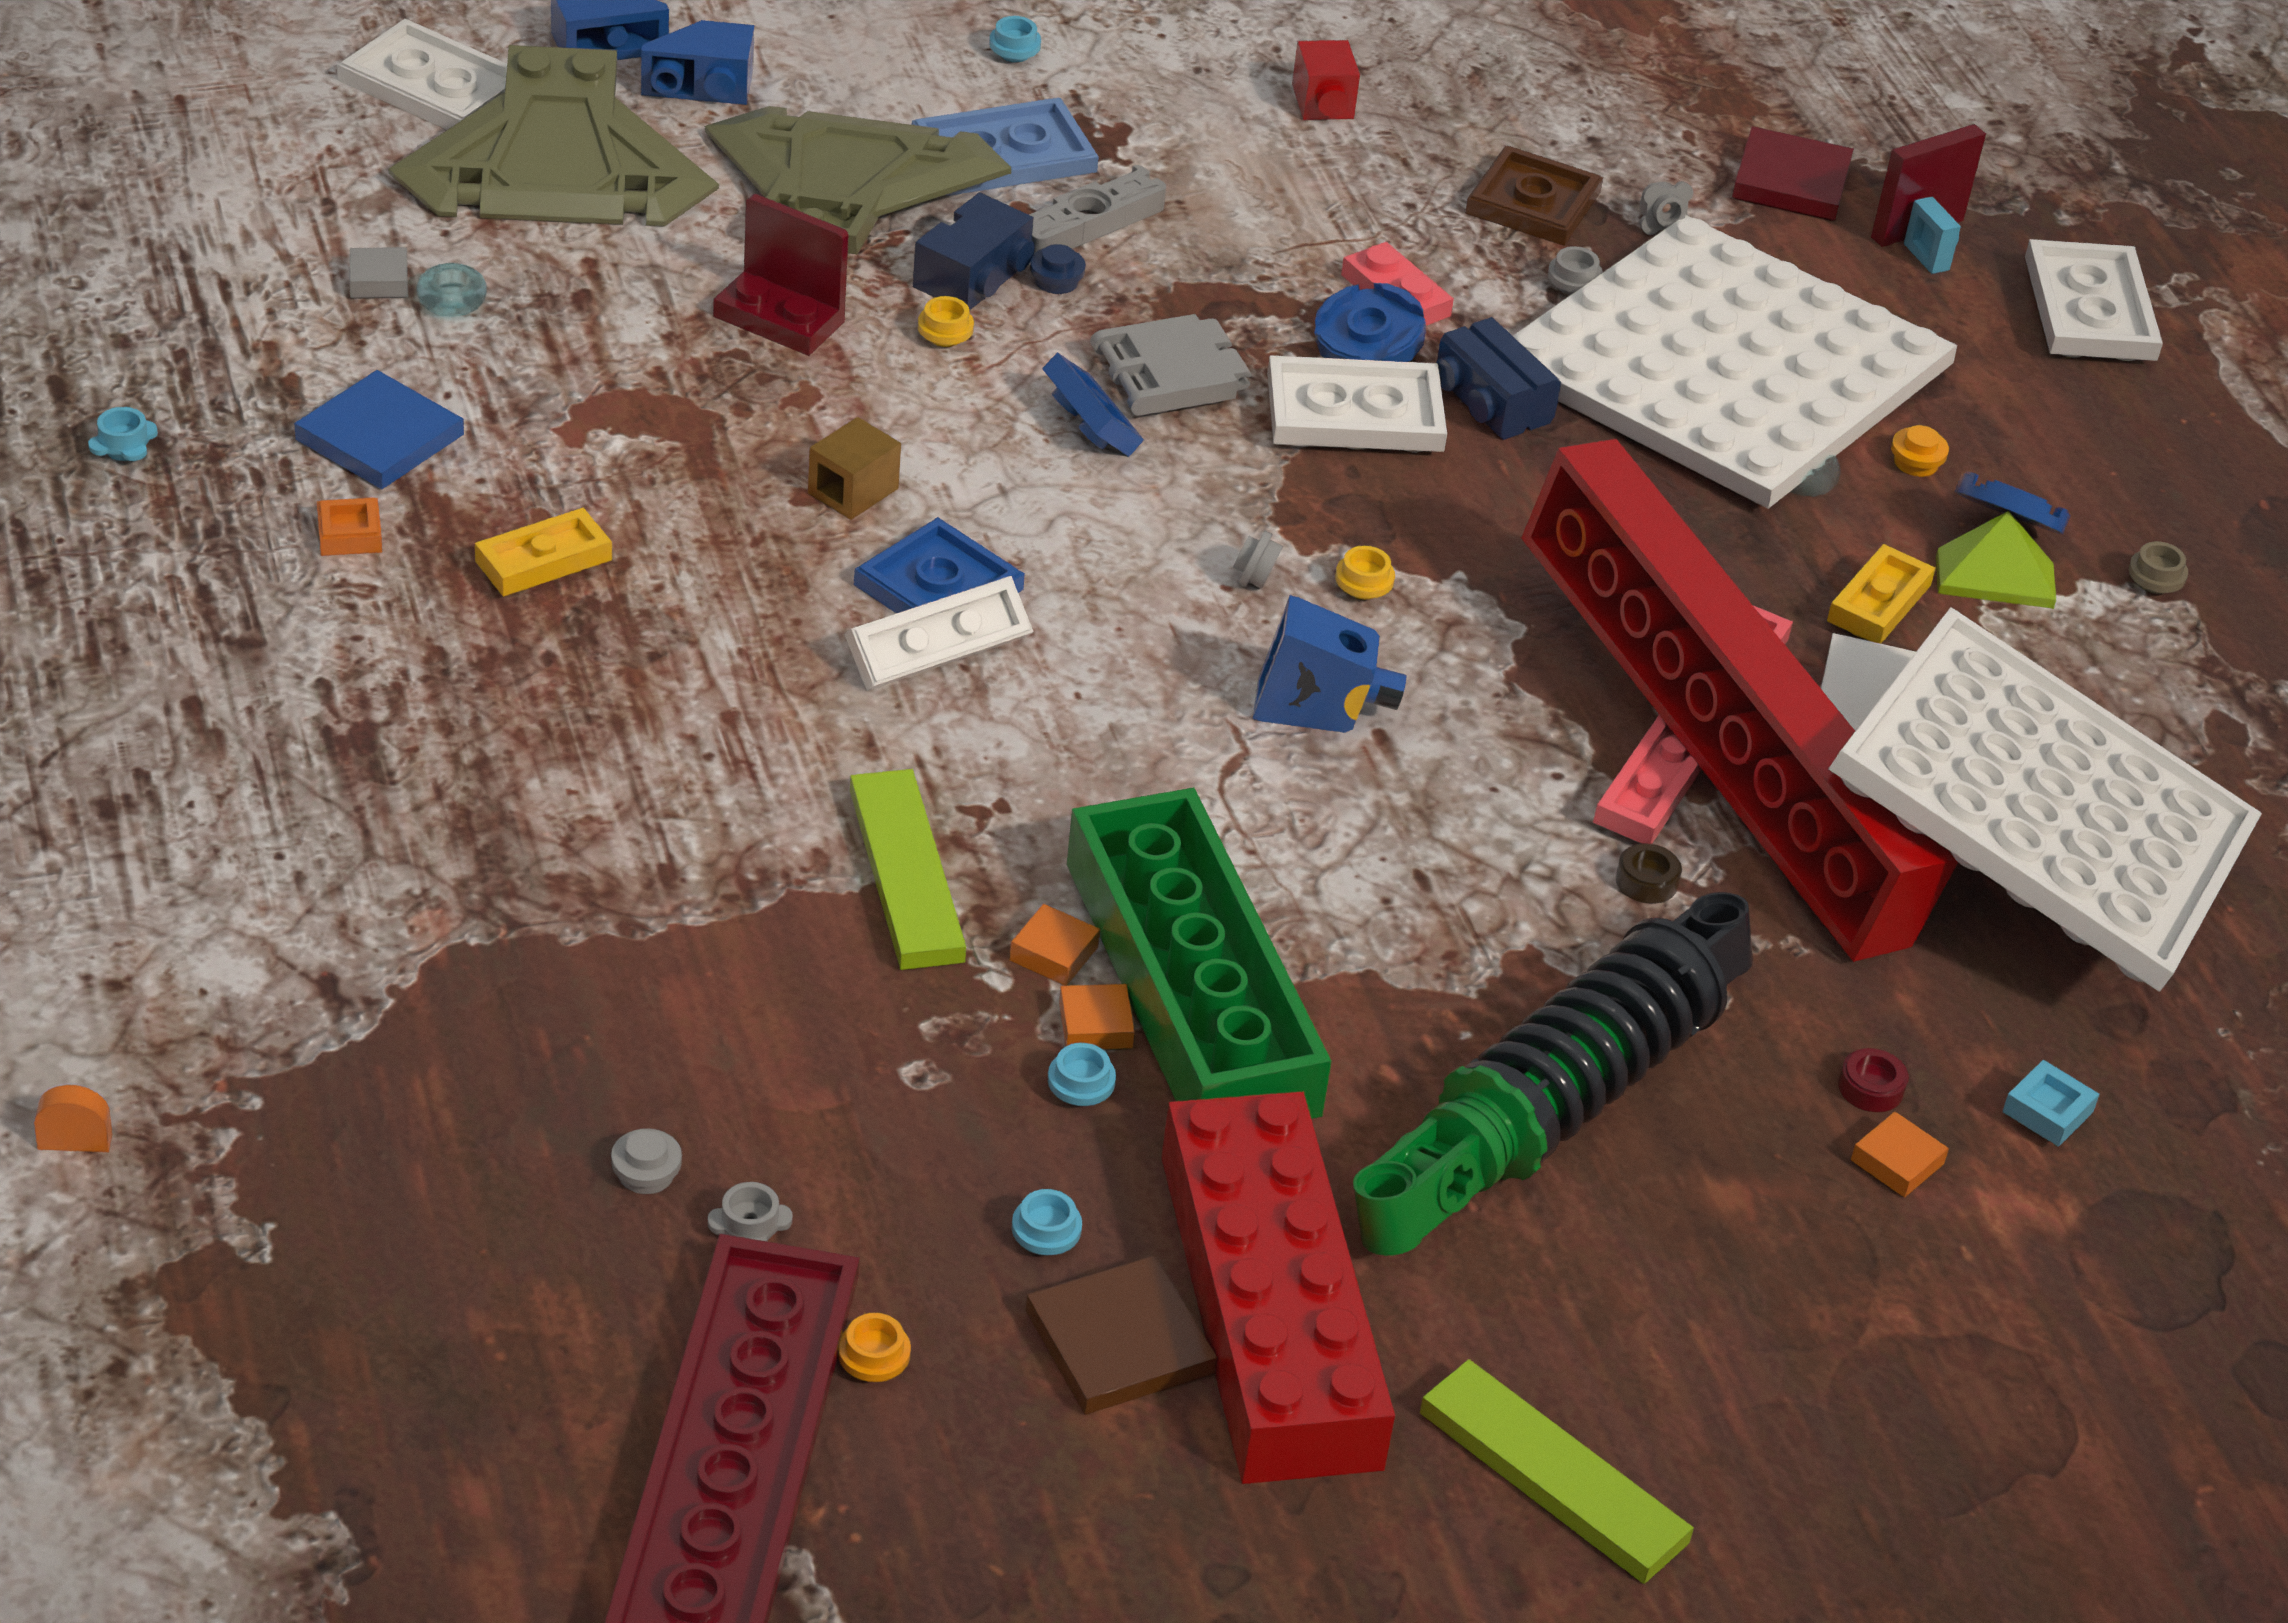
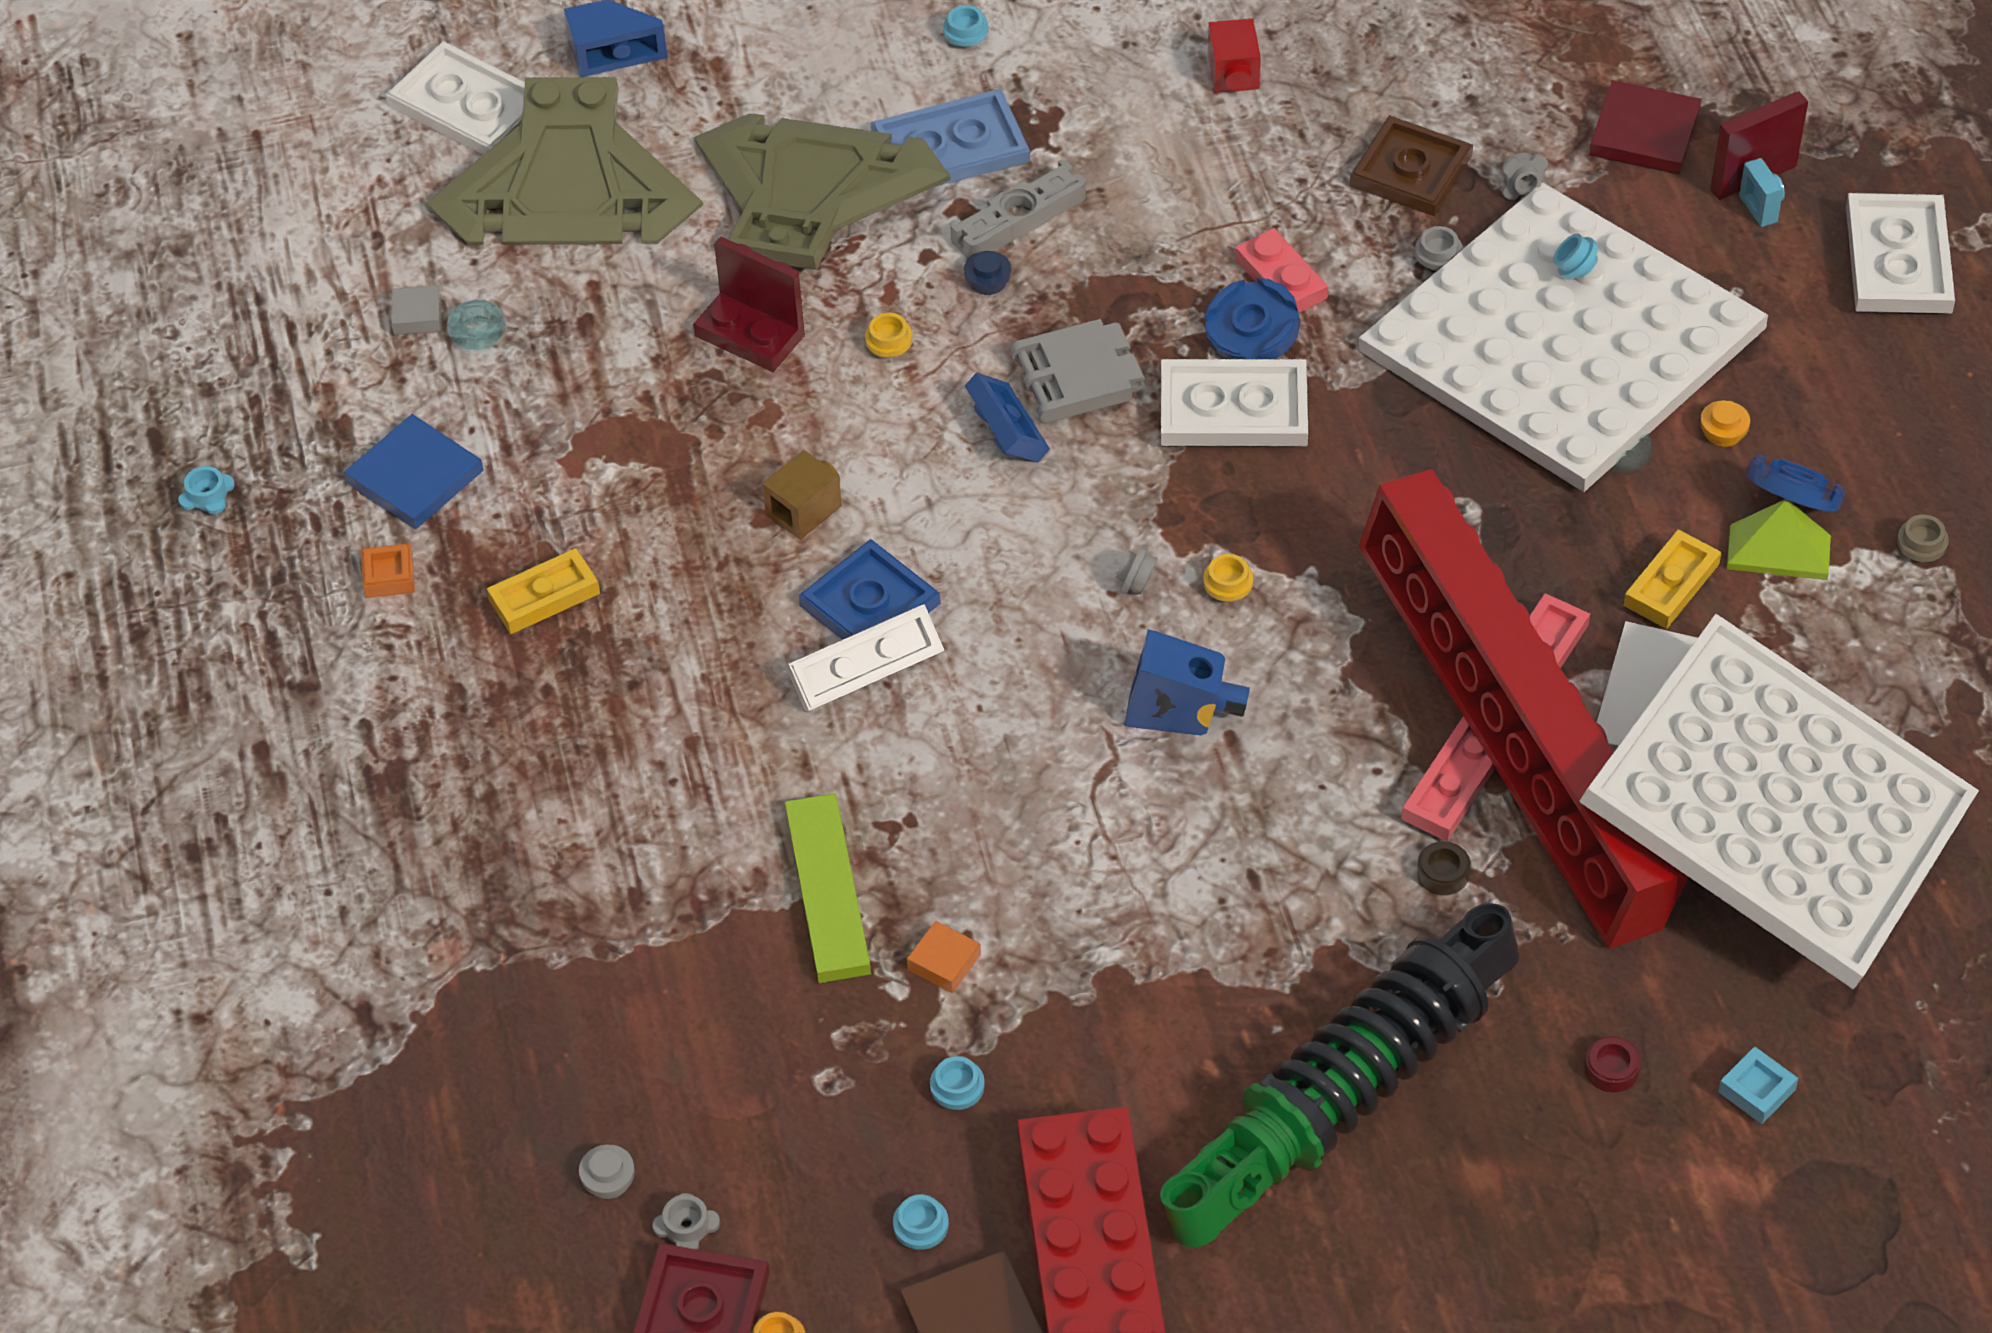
camera: 10 degrees right, 10 degrees up
(73, 1120) = (164, 1151): orange tile -> none
(700, 63) = (692, 74): blue slope -> none
(975, 252) = (916, 265): dark blue brick -> none
(1097, 1015) = (973, 1025): orange tile -> none
(1193, 951) = (1052, 973): green brick -> none
(1497, 378) = (1357, 371): dark blue brick -> none
(1739, 274) = (1576, 256): none -> medium azure plate
(1899, 1154) = (1626, 1135): orange tile -> none

